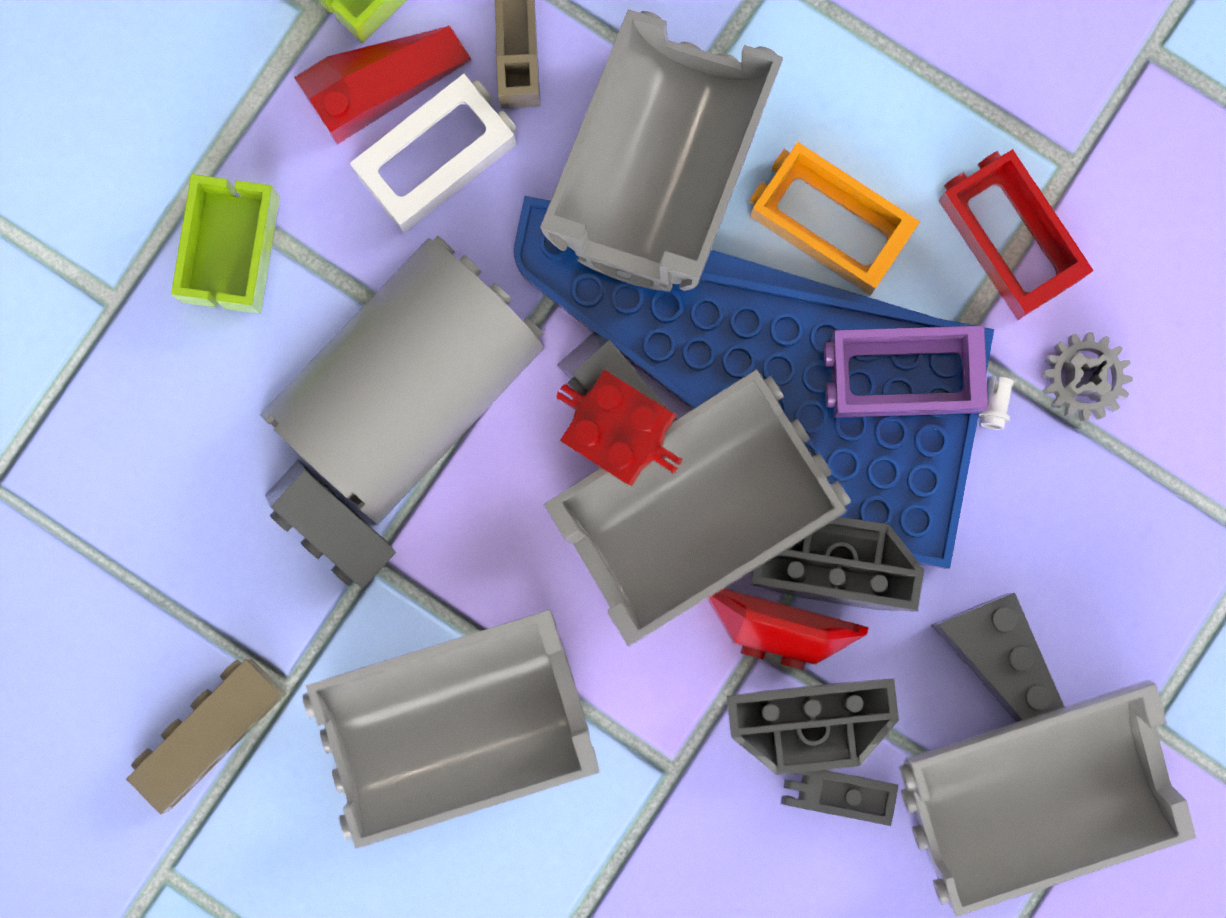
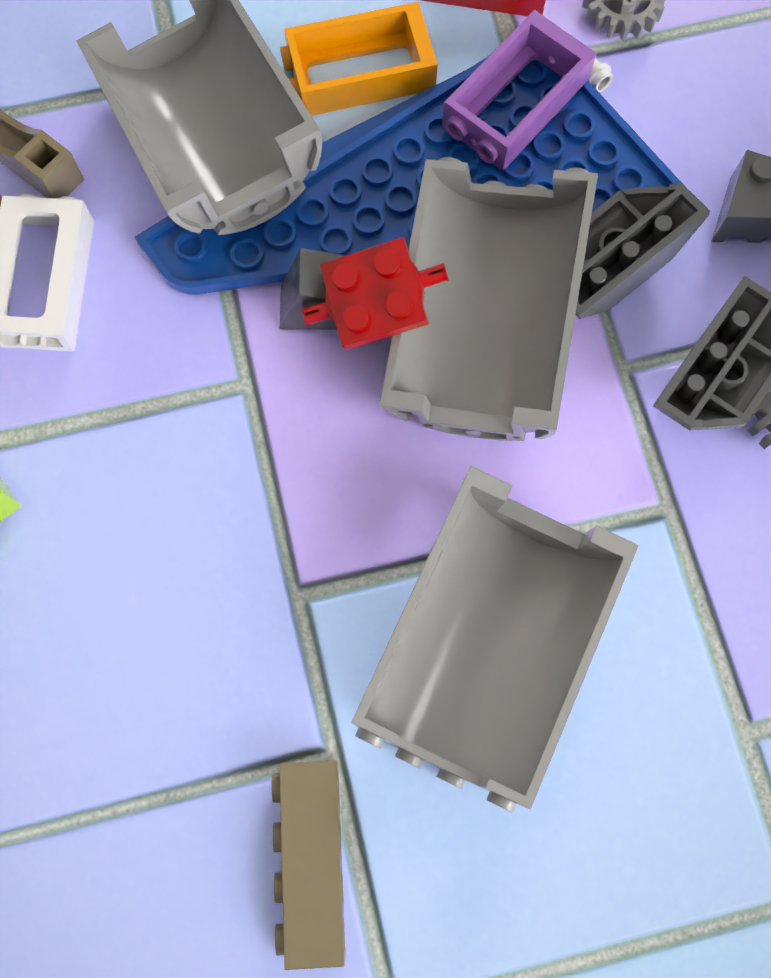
camera: 50 degrees left, 10 degrees down
(328, 526) = (235, 595): dark grey wedge -> none
(404, 378) = (179, 436): light grey cylinder -> none
(782, 629) = (630, 333): red wedge -> none

